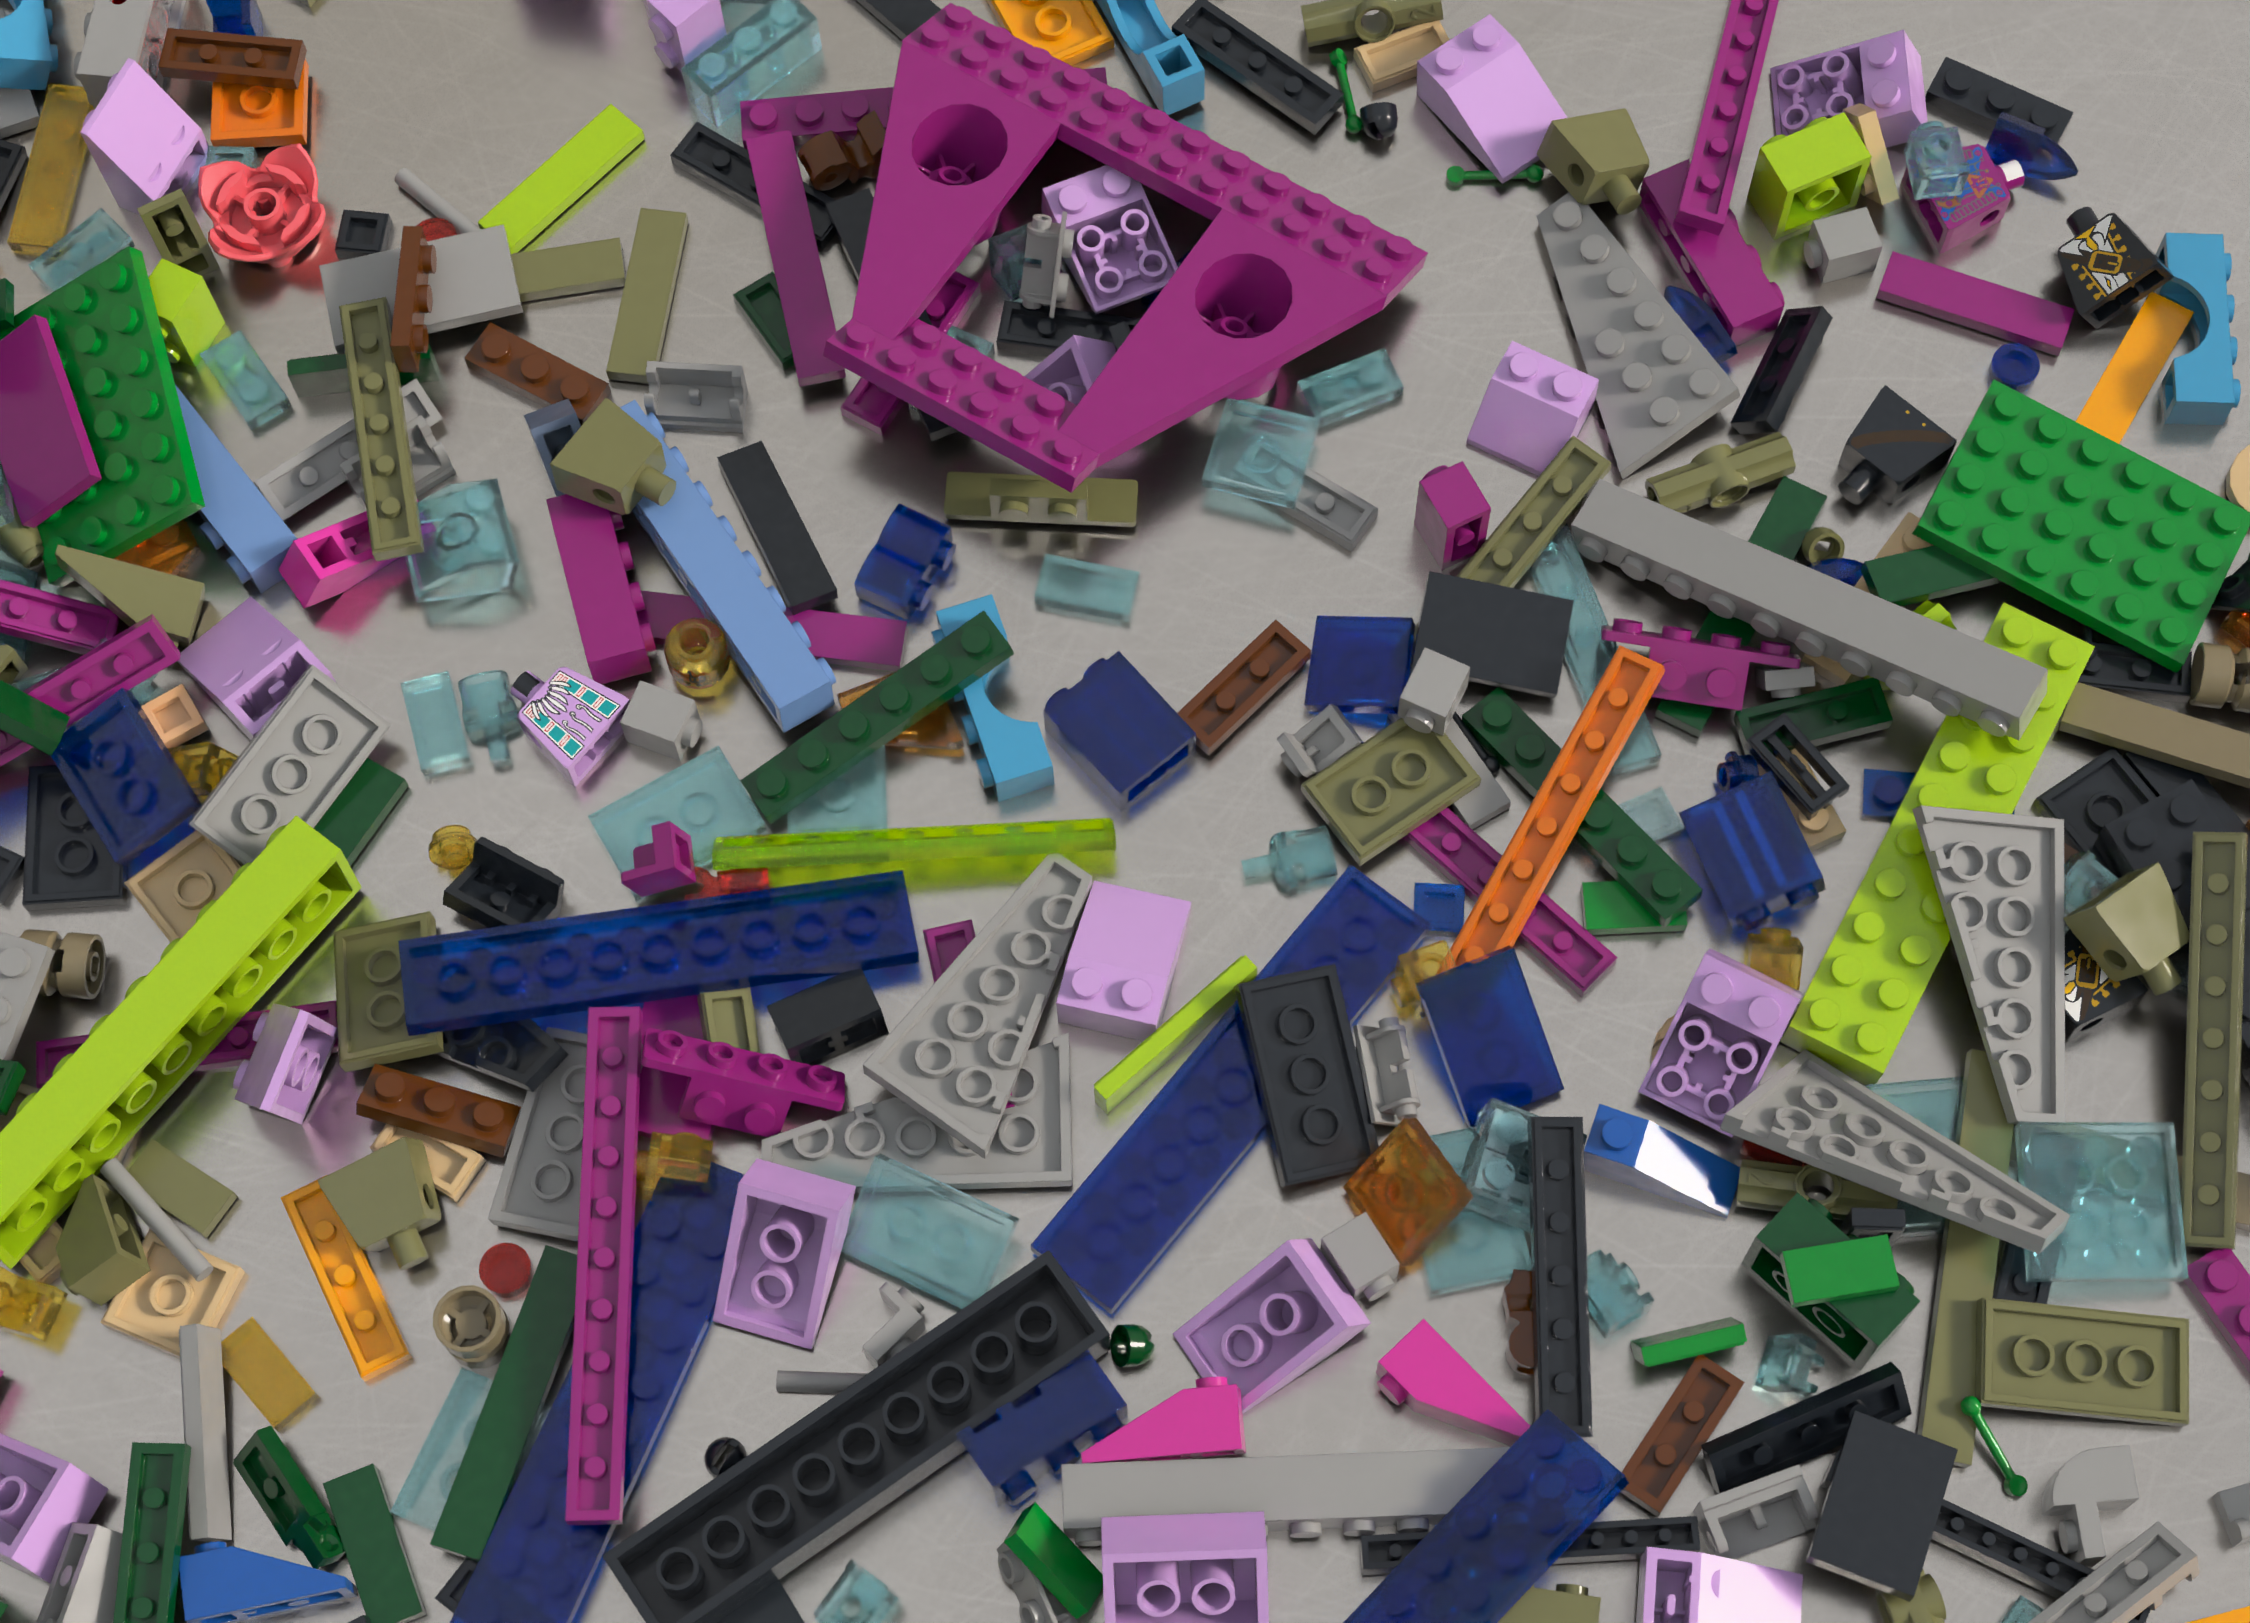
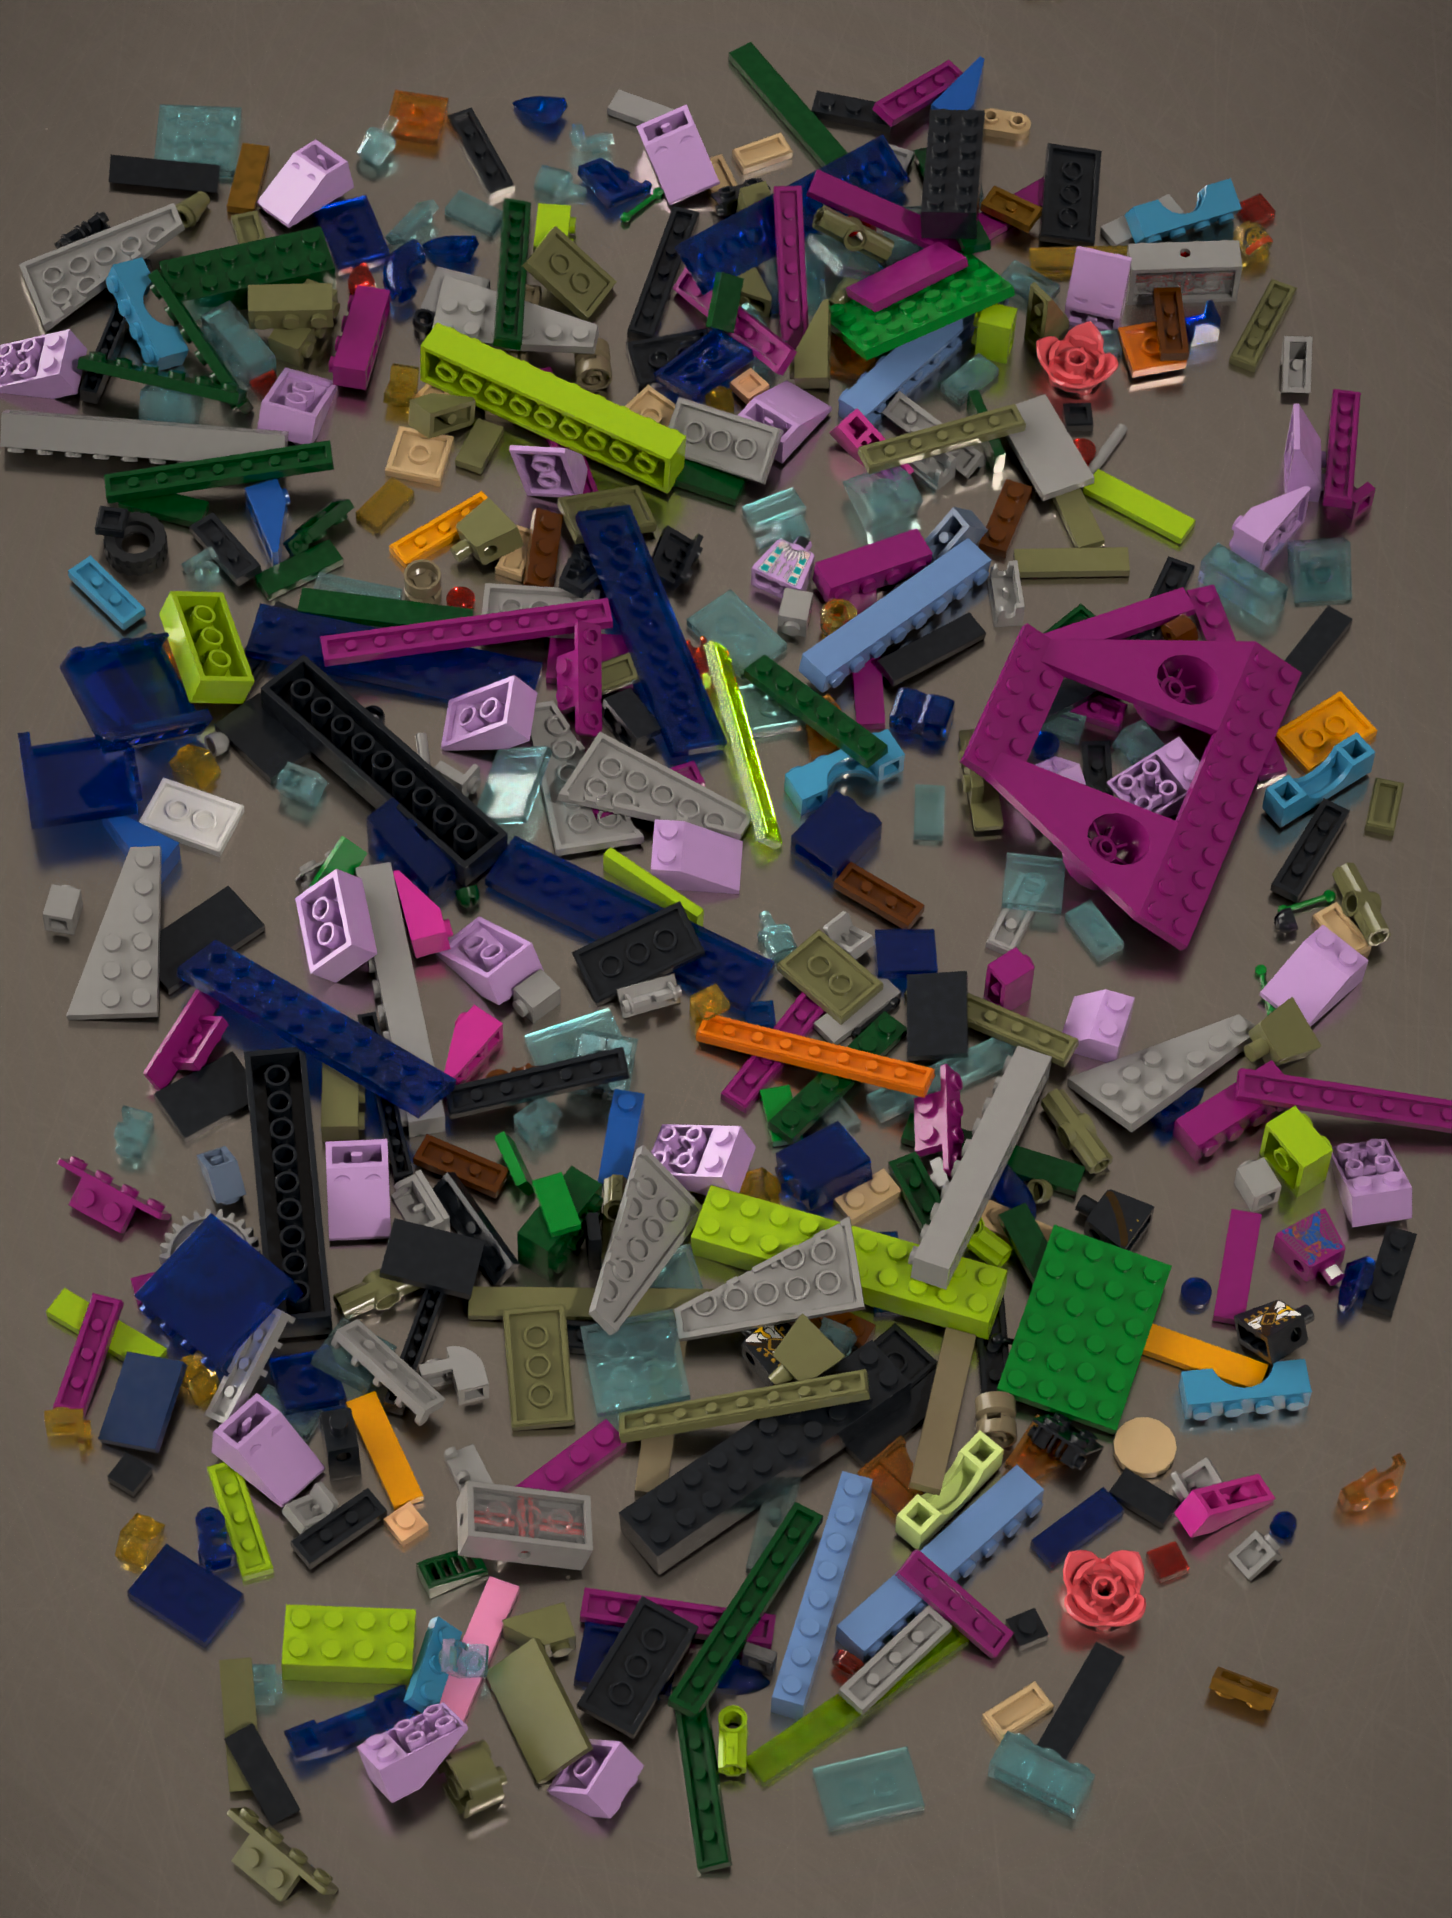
camera: 75 degrees right, 10 degrees down
(156, 1219) = (462, 431): light grey bar -> none
(205, 1432) = (345, 479): light grey tile -> none
(412, 299) = (1026, 435): reddish brown plate -> none
(452, 847) = (698, 525): clear yellow plate -> none
(613, 462) = (941, 548): olive torso -> none
(663, 863) = (705, 623): magenta panel -> none
(674, 1156) = (533, 660): clear yellow bracket -> none
(1047, 243) = (1124, 753): light grey hinge -> none
(1408, 1191) = (576, 1007): clear orange plate -> none
(1433, 692) = (885, 979): light grey brick -> none
(1489, 1033) = (679, 1039): clear blue tile -> none
(1736, 770) = (878, 1157): clear blue plate -> none
(1781, 370) = (1158, 1159): black plate -> none
(1788, 1364) = (510, 1215): clear light blue tile -> none
(1811, 754) = (867, 1200): black tile -> none
(1879, 179) = (1321, 1184): tan plate -> none
(1936, 161) = (1318, 1214): clear light blue brick -> none
(2014, 1484) = (463, 1341): green hinge -> none

